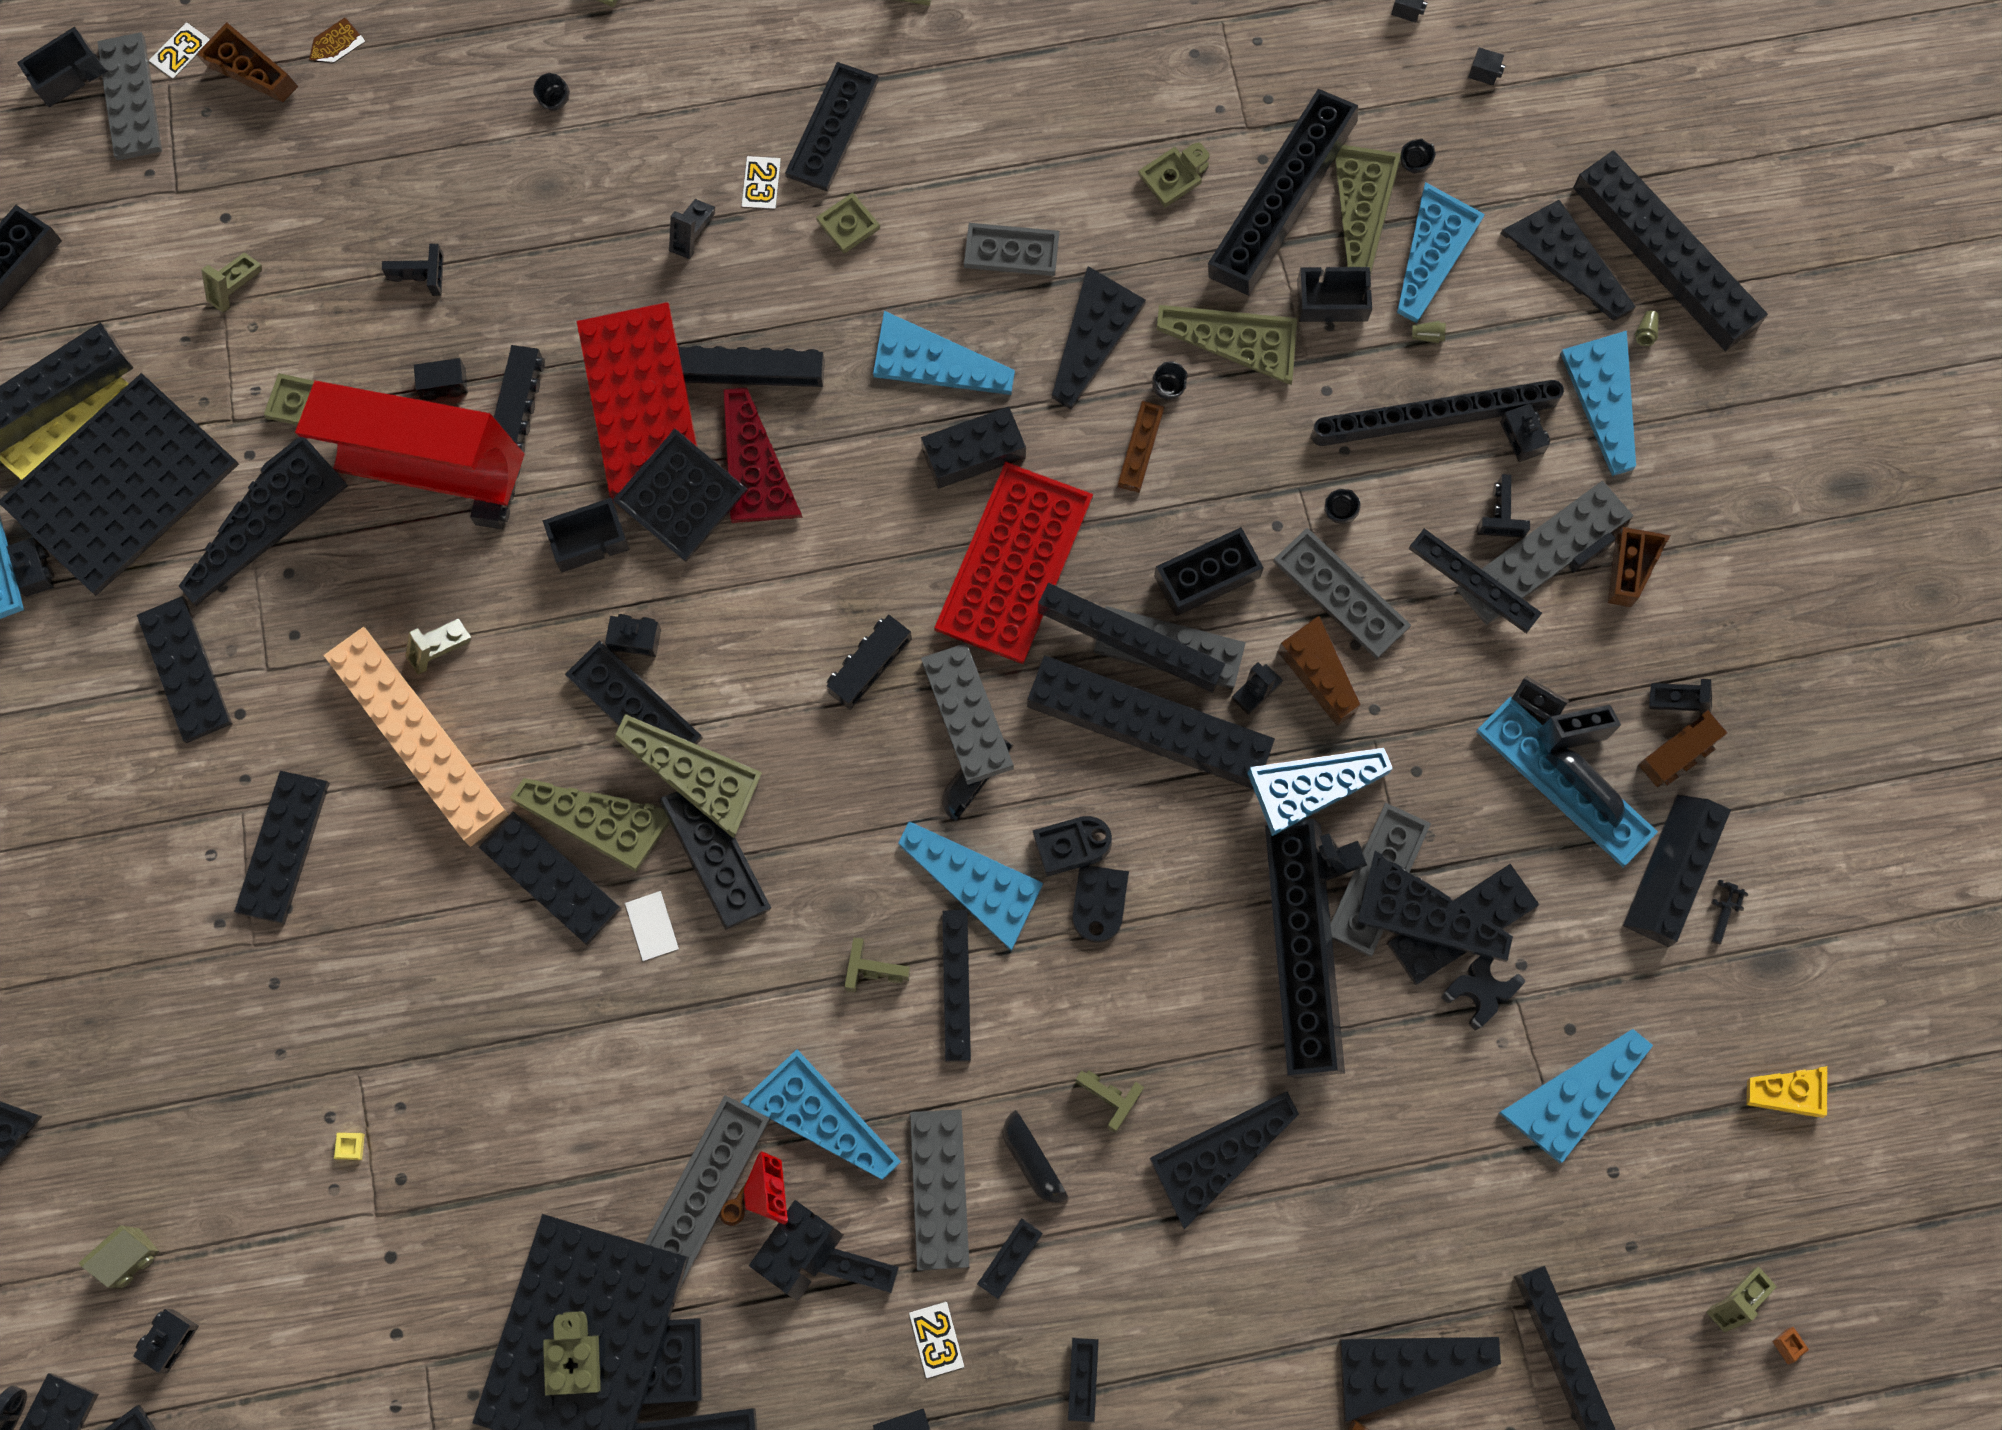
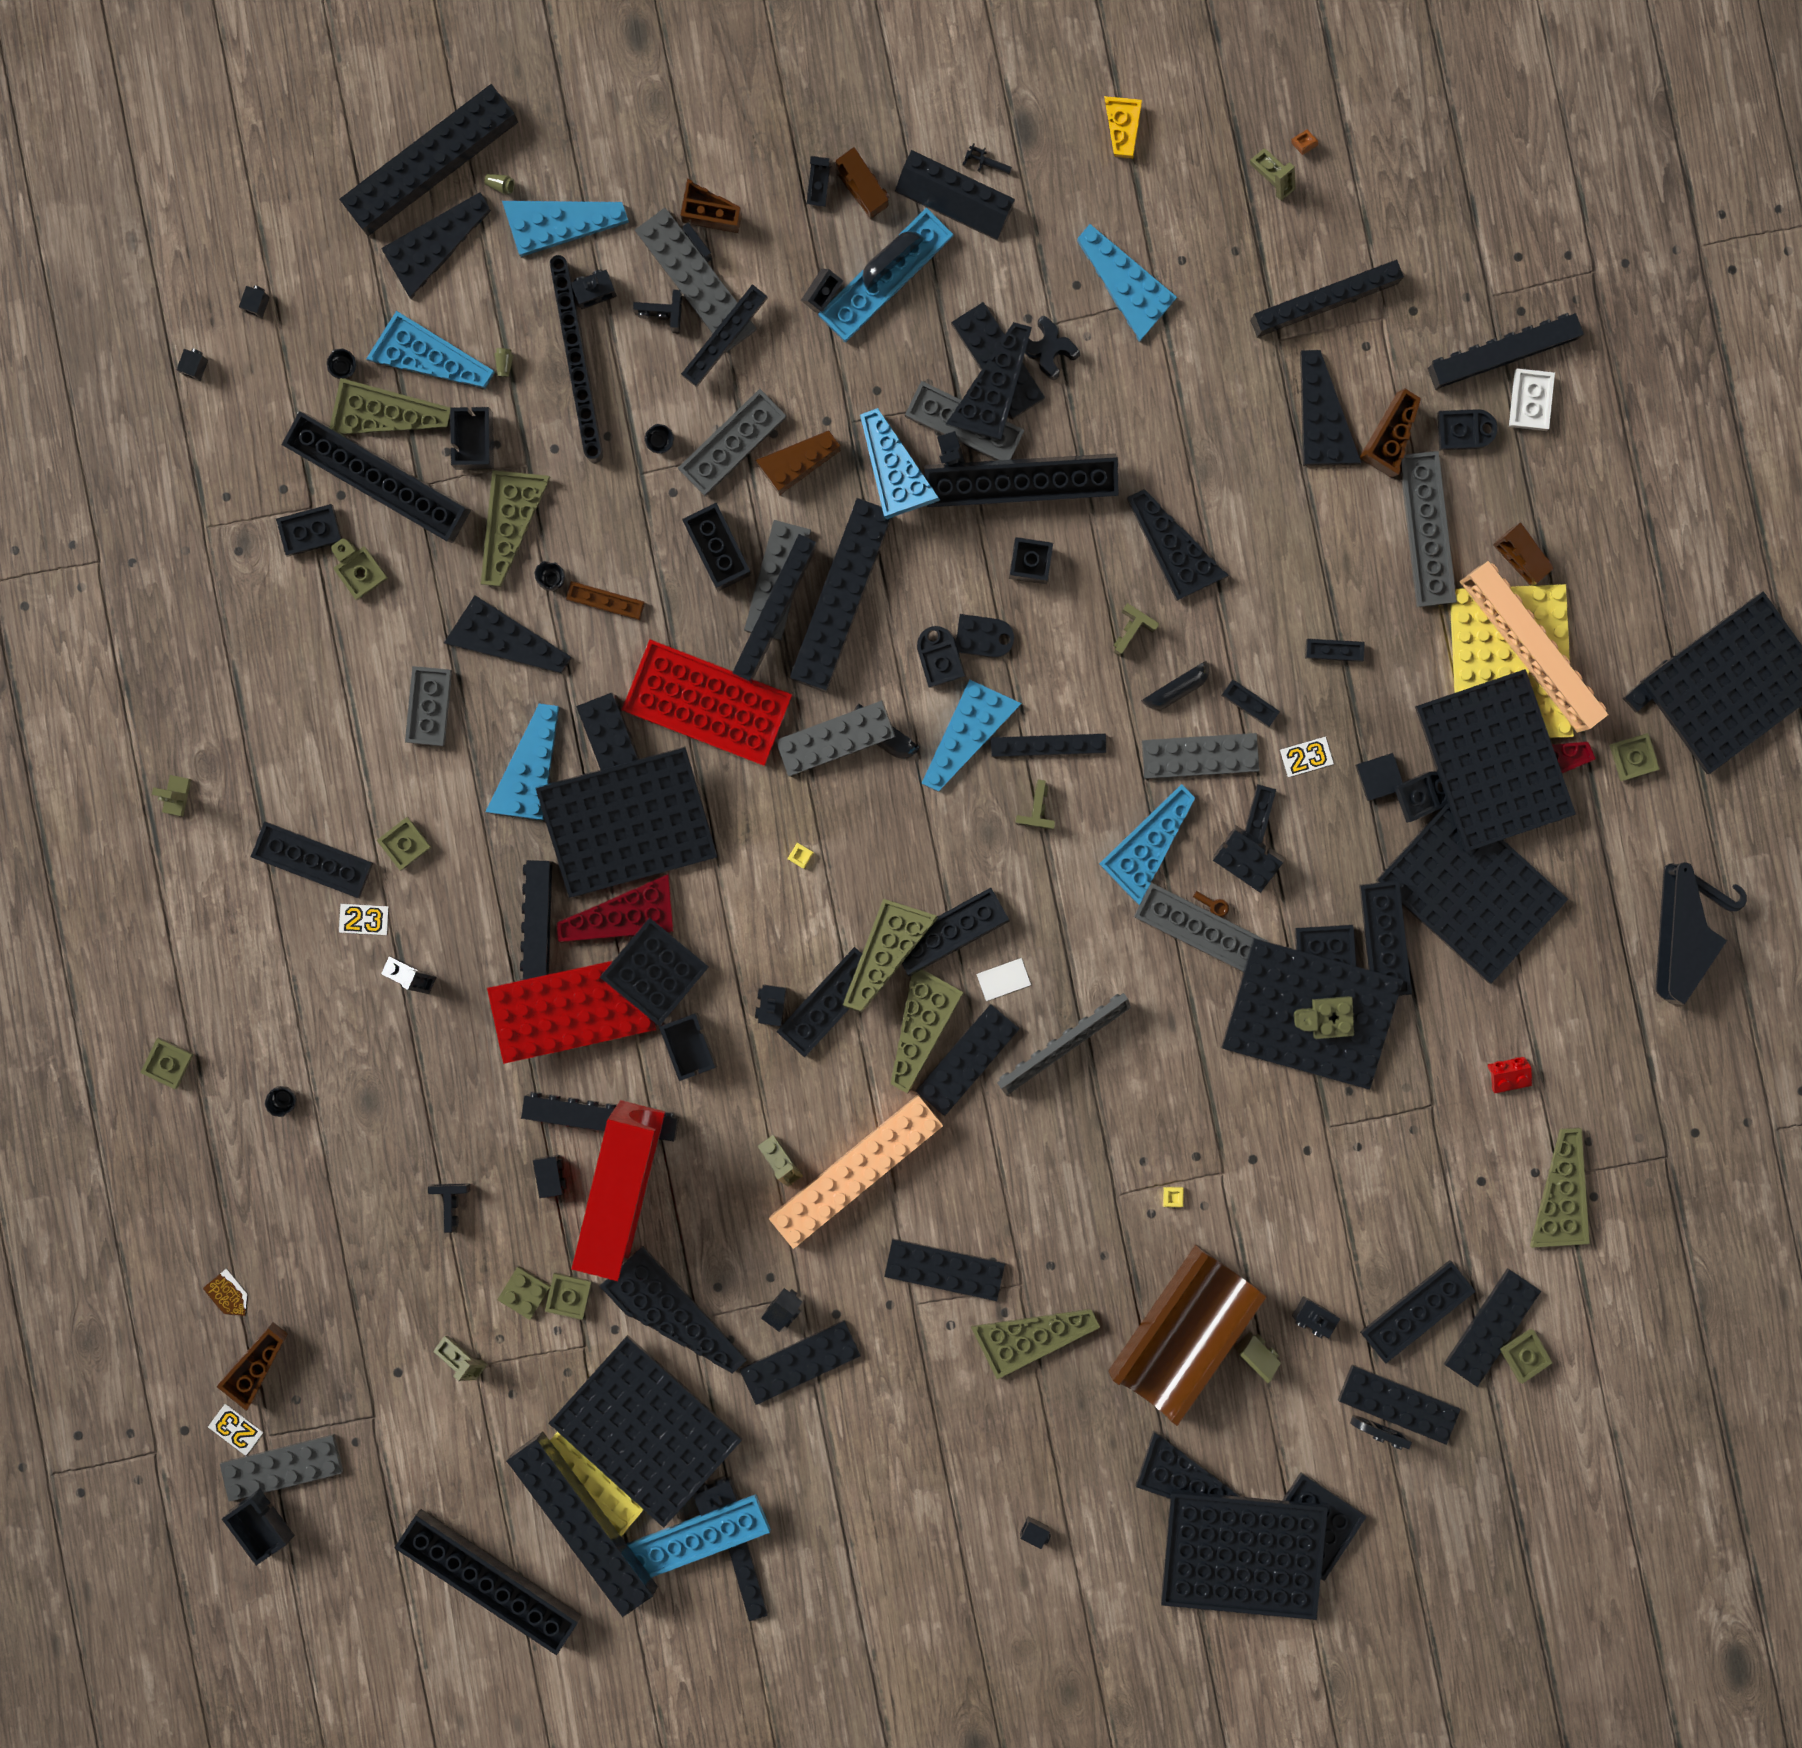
camera: 95 degrees left, 15 degrees up
(163, 1159) = (1187, 1334): none -> reddish brown piece
(179, 947) = (1022, 1341): none -> olive wing
(250, 644) = (782, 1310): none -> black brick
(304, 352) = (524, 1292): none -> olive plate
(558, 997) = (1057, 1048): none -> dark grey plate
(766, 1190) = (1205, 882): red slope -> none
(819, 673) = (800, 855): none -> light yellow tile
(866, 465) = (626, 822): none -> black plate
(868, 661) = (791, 816): black brick -> none
(1198, 961) = (1031, 560): none -> black brick
(1220, 123) = (309, 530): none -> black plate
(1258, 687) = (811, 511): black bracket -> none
(1579, 728) = (847, 261): black brick -> none

